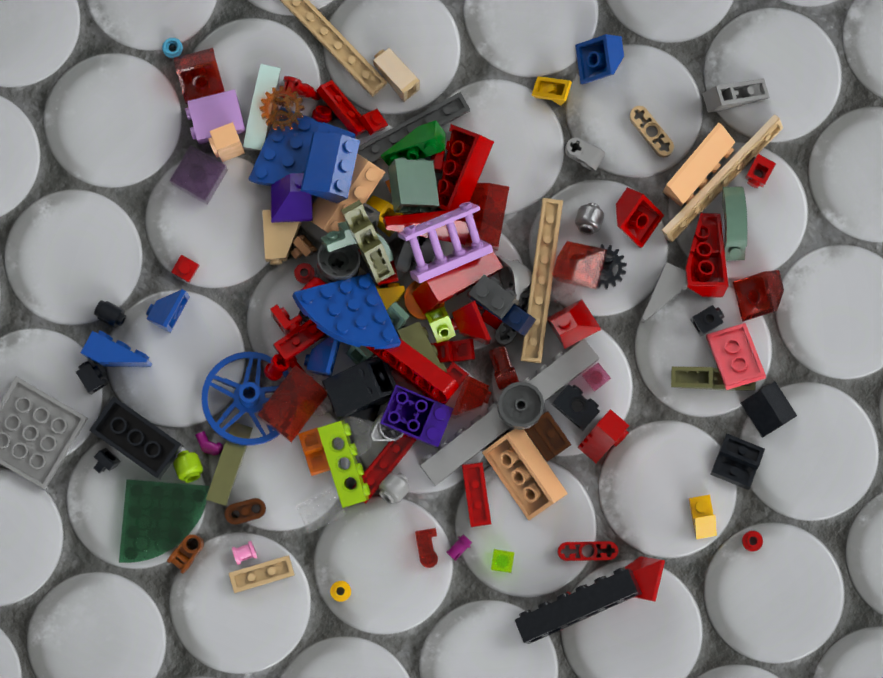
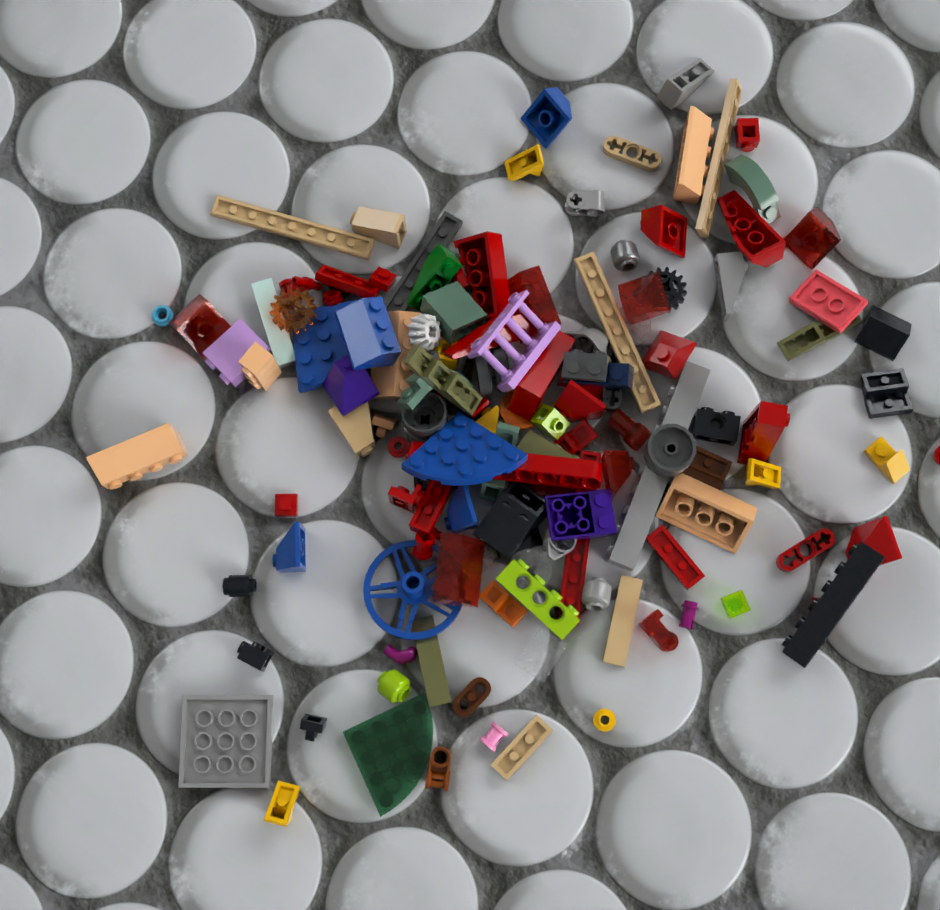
camera: 25 degrees left, 5 degrees down
(47, 508) = (282, 804): none -> yellow slope
(86, 159) = (137, 456): none -> light nougat slope
(110, 354) = (257, 623): blue slope -> none
(136, 438) = (329, 687): black brick -> none
(198, 175) = (250, 413): clear purple brick -> none
(377, 191) = (424, 331): none -> white gear
(403, 521) = (622, 621): none -> tan tile
(590, 469) = (762, 474): none -> yellow slope
(596, 377) = (716, 390): clear pink plate -> none
(702, 325) = (780, 291): black brick -> none

